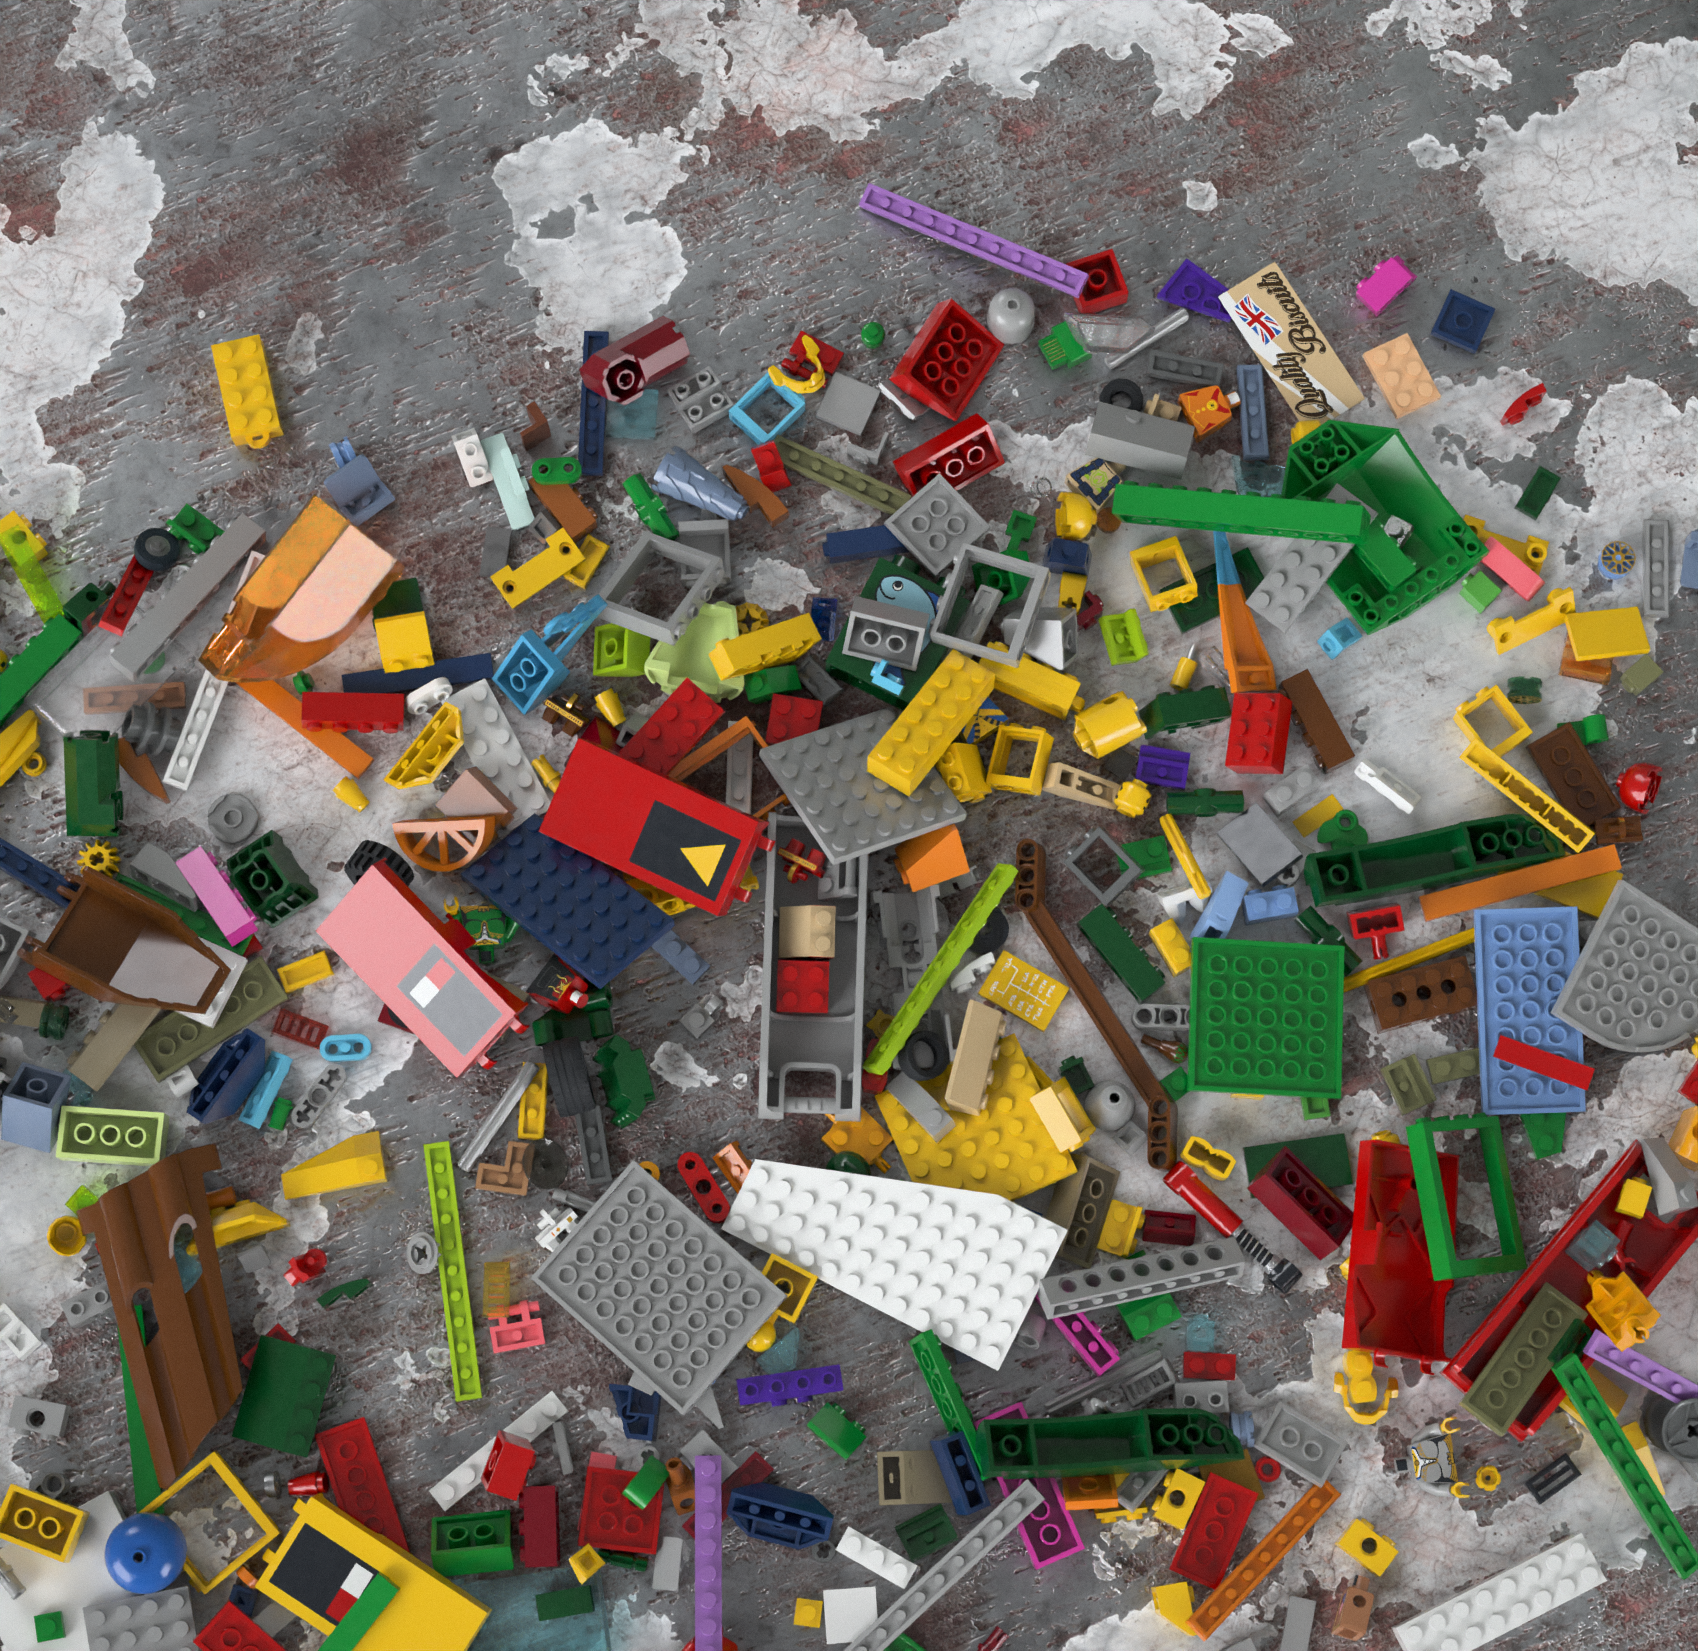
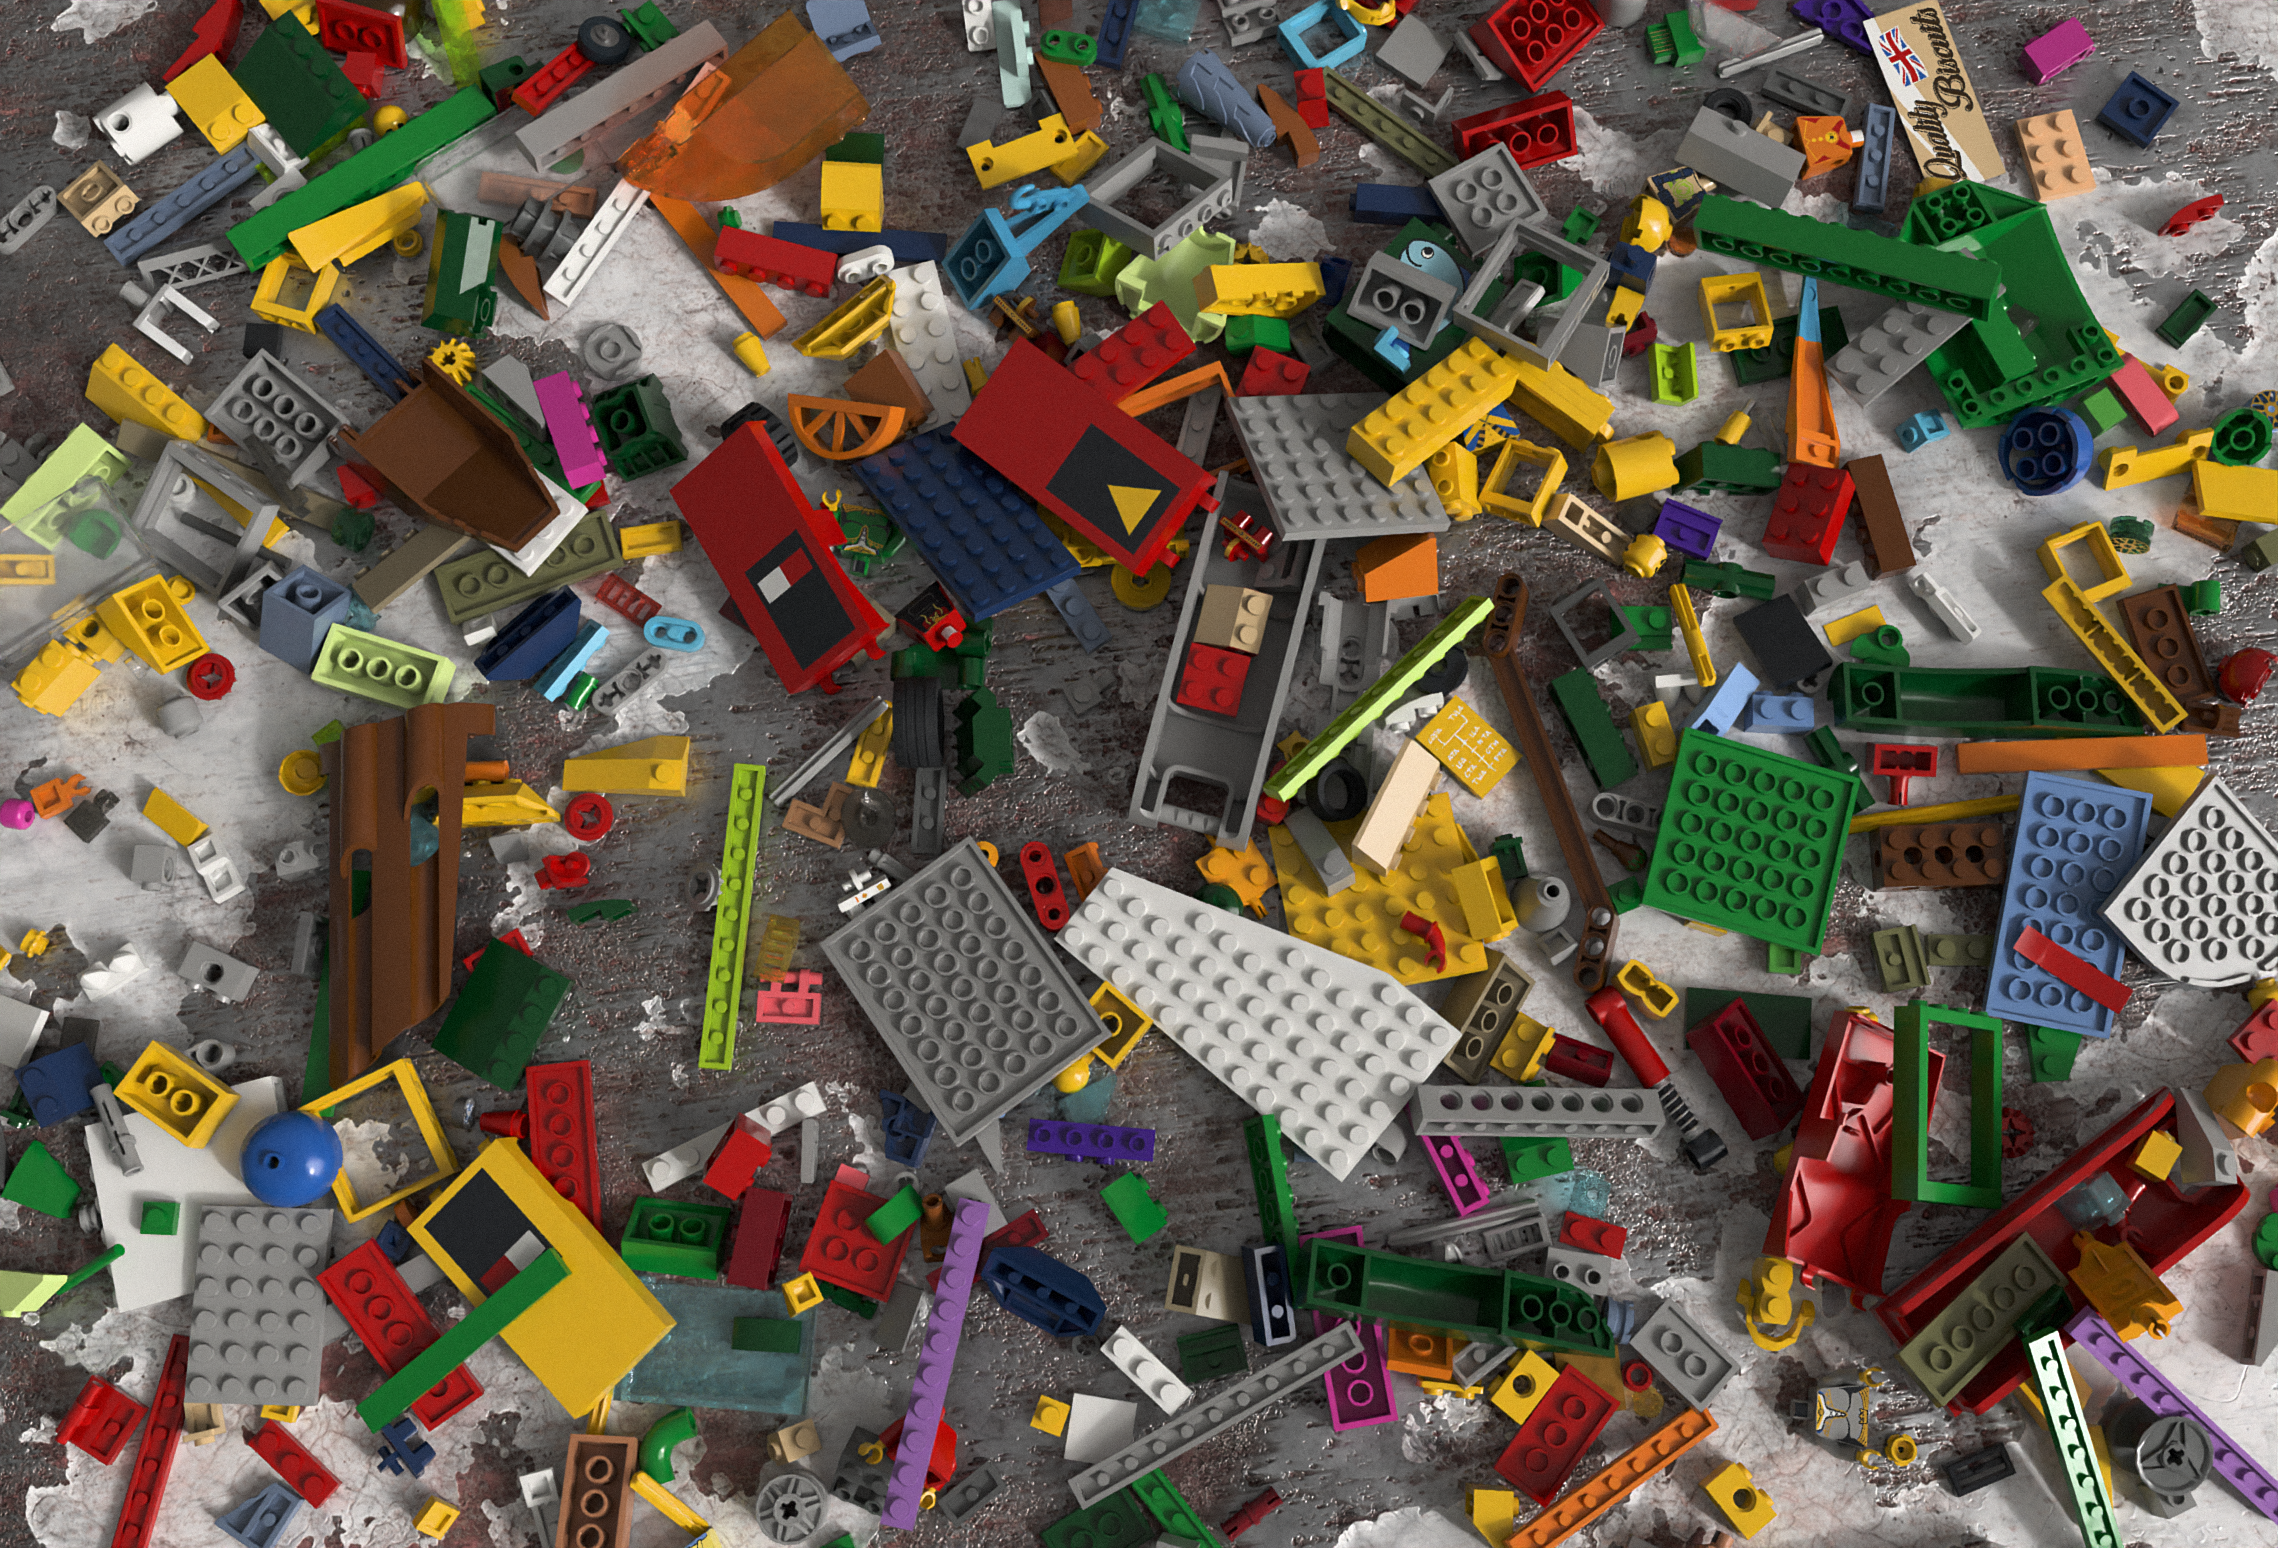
camera: 15 degrees right, 0 degrees up
(113, 1377) = (310, 946): none -> flat silver plate
(307, 1206) = (587, 803): none -> red gear
(726, 928) = (1143, 598): none -> yellow plate
(1025, 1155) = (1431, 934): none -> red piece
(1287, 1485) = (1651, 1410): none -> clear yellow plate
(1454, 634) = (2060, 445): none -> blue cylinder
(1534, 1211) = (2020, 1143): none -> red gear
(1596, 587) = (2241, 436): none -> green cylinder

